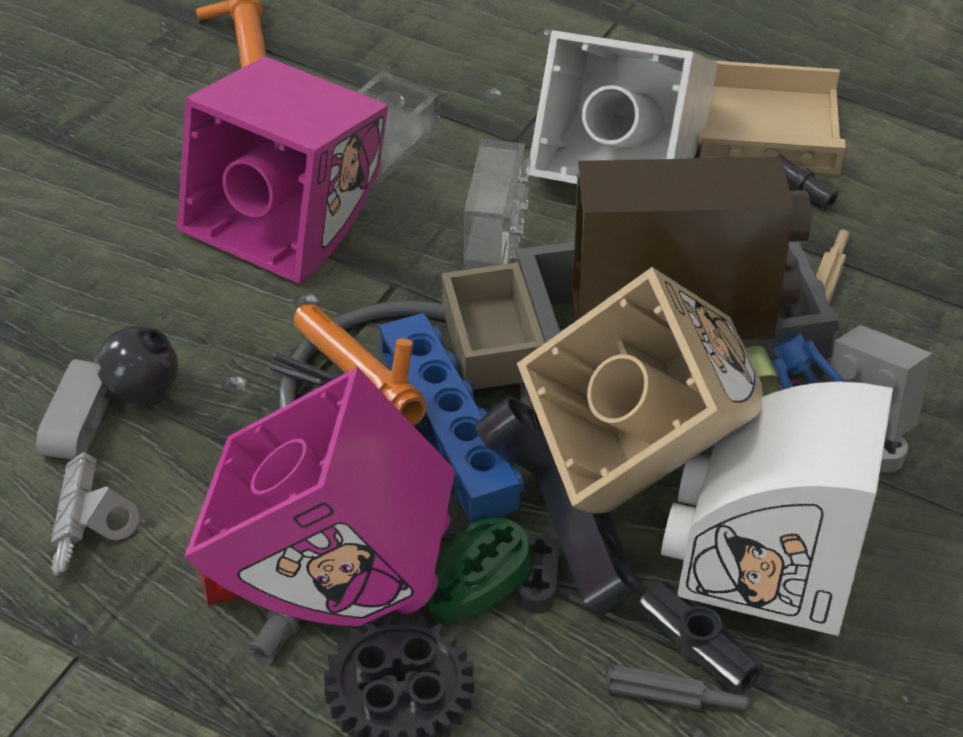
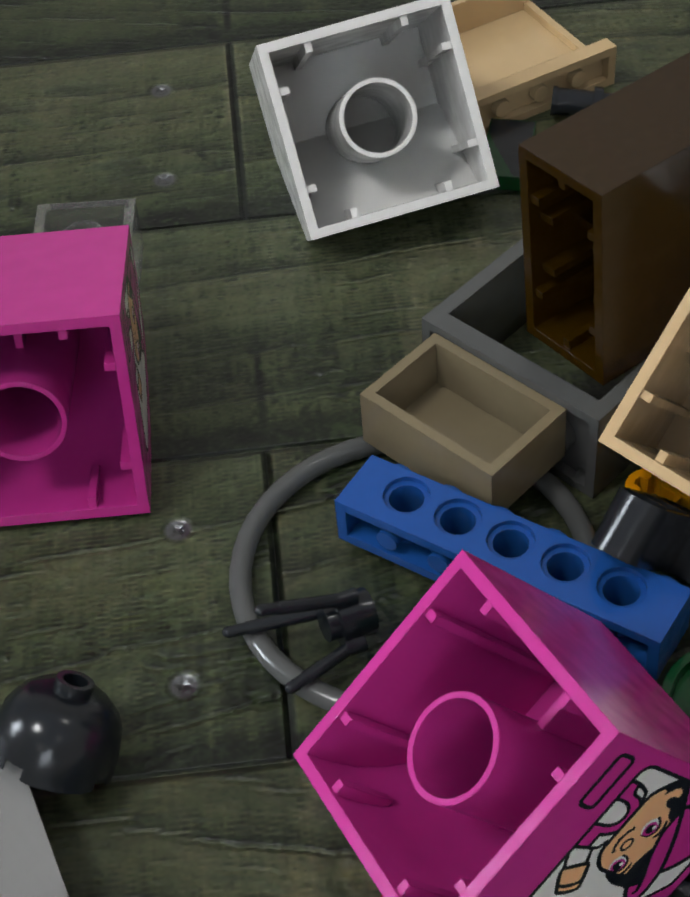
camera: 30 degrees left, 0 degrees up
(349, 354) = (349, 558): orange cylinder -> none
(495, 204) = (318, 290): clear piece -> none

